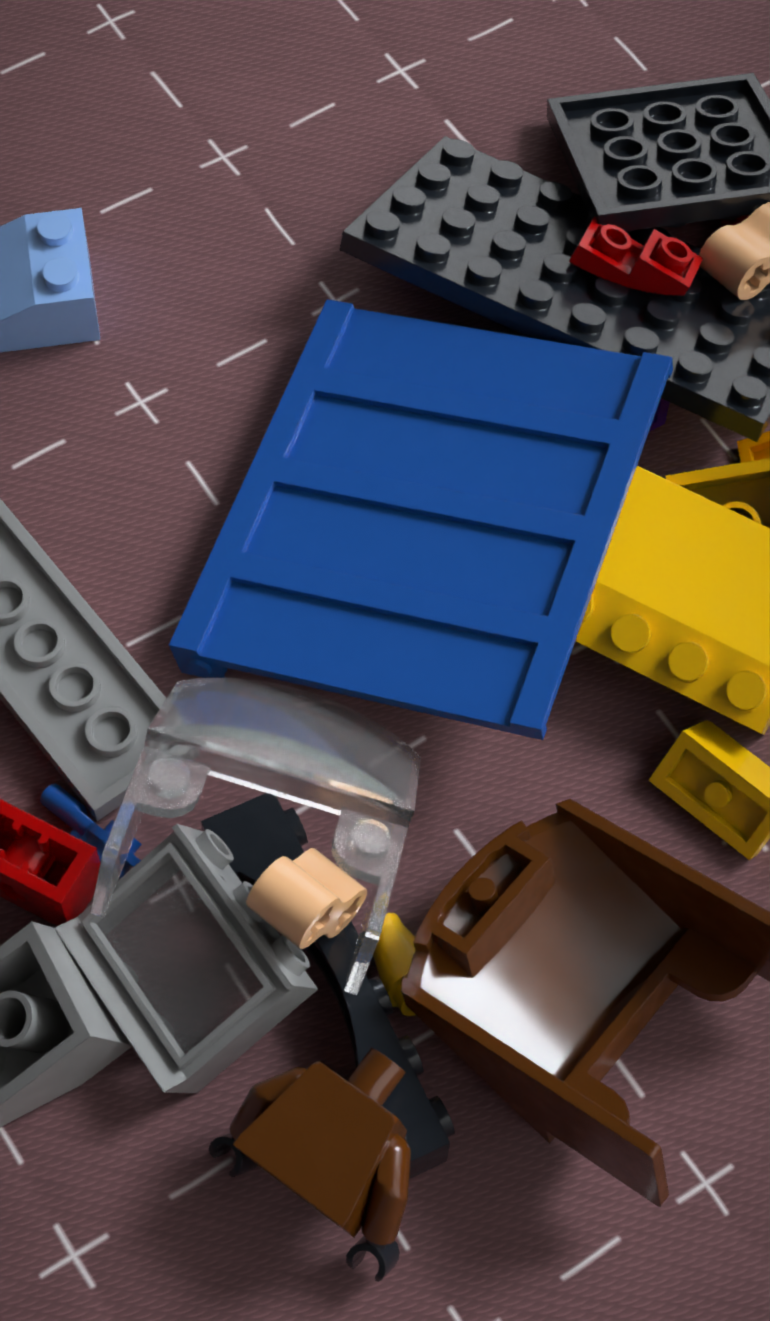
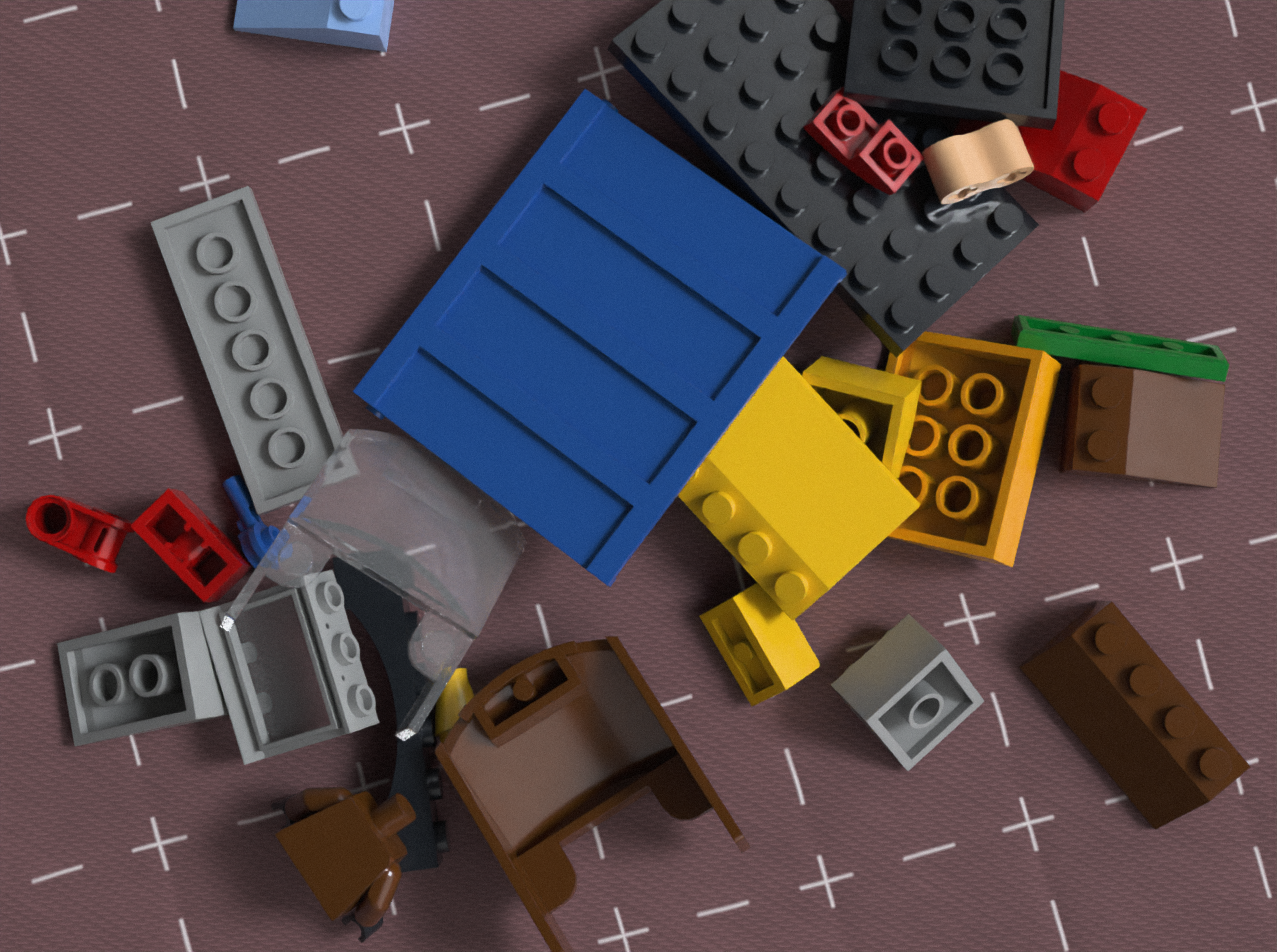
camera: 20 degrees right, 25 degrees up
(306, 897) = (378, 667): light nougat axle -> none

